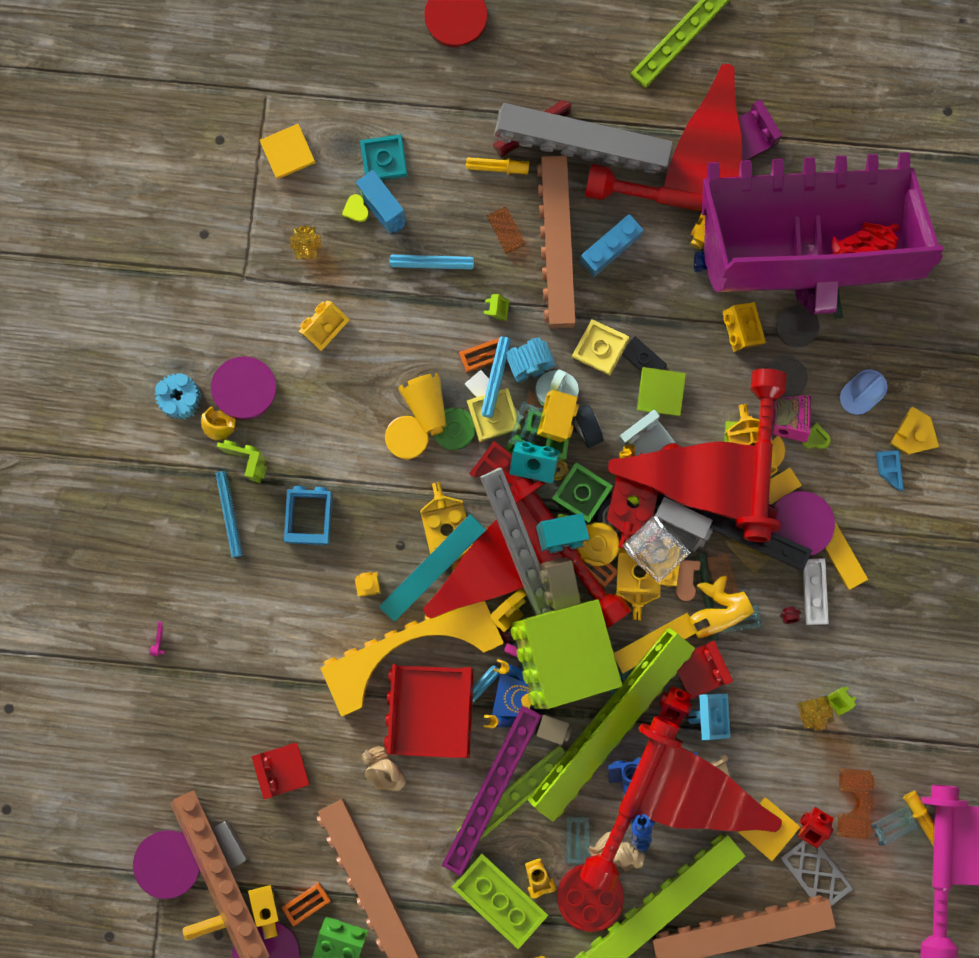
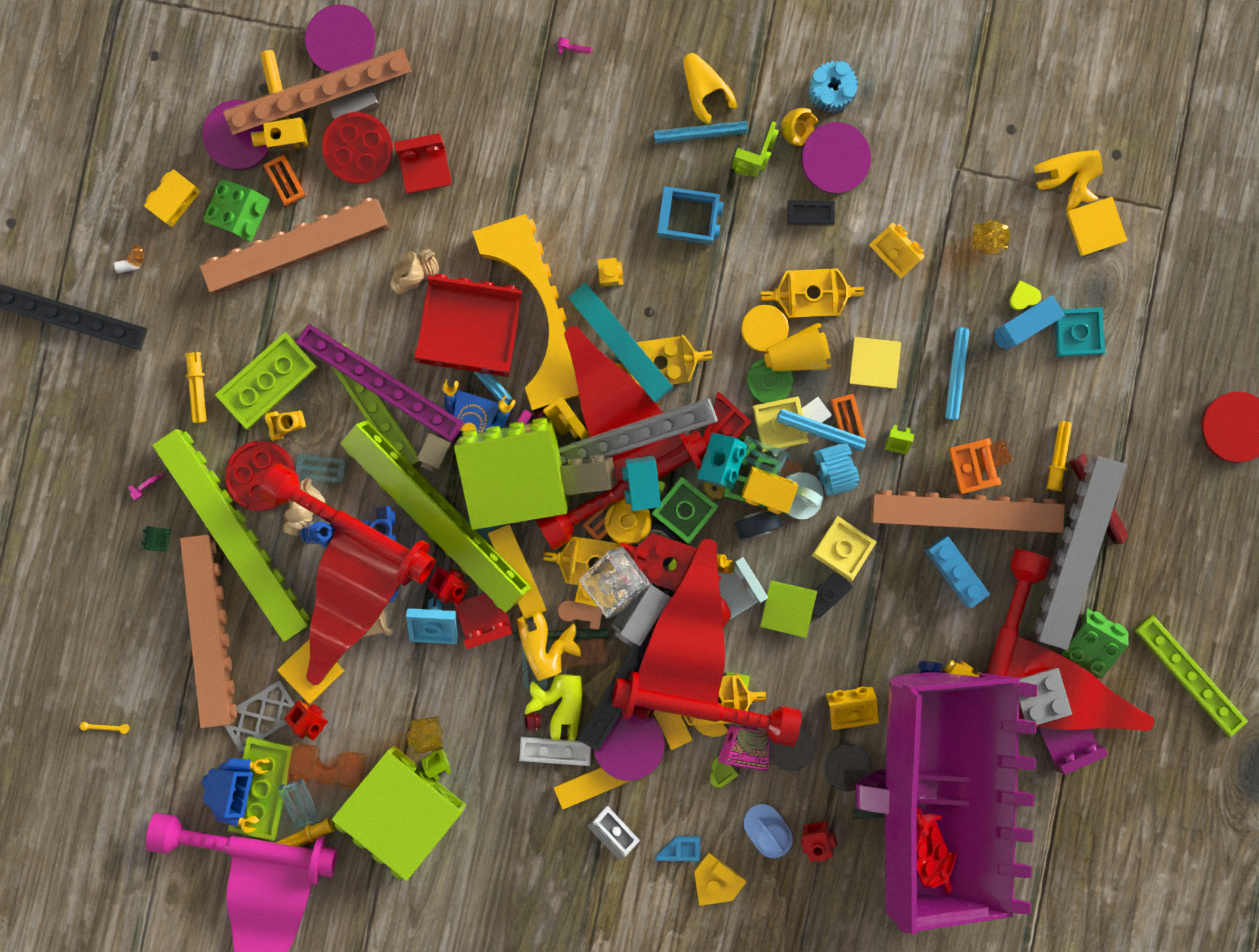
camera: 90 degrees right, 5 degrees up
(183, 517) = (701, 82): none -> yellow animal
(230, 165) = (1086, 163): none -> yellow piece
(269, 836) = (357, 147): none -> red tile
(296, 406) = (811, 213): none -> black plate
(375, 414) = (793, 296): none -> yellow plate
(428, 335) = (874, 363): none -> light yellow tile
(517, 244) = (967, 467): none -> orange plate
(661, 117) = (1097, 643): none -> bright green bracket
(715, 150) = (1050, 701): none -> light grey plate
(778, 582) = (569, 710): none -> neon yellow piece
(868, 345) = (818, 841): none -> red brick
(883, 531) = (613, 833): none -> light grey slope
(887, 866) = (264, 795): none -> lime plate
(891, 893) = (229, 789): none -> blue torso
(892, 729) = (398, 813): none -> lime brick

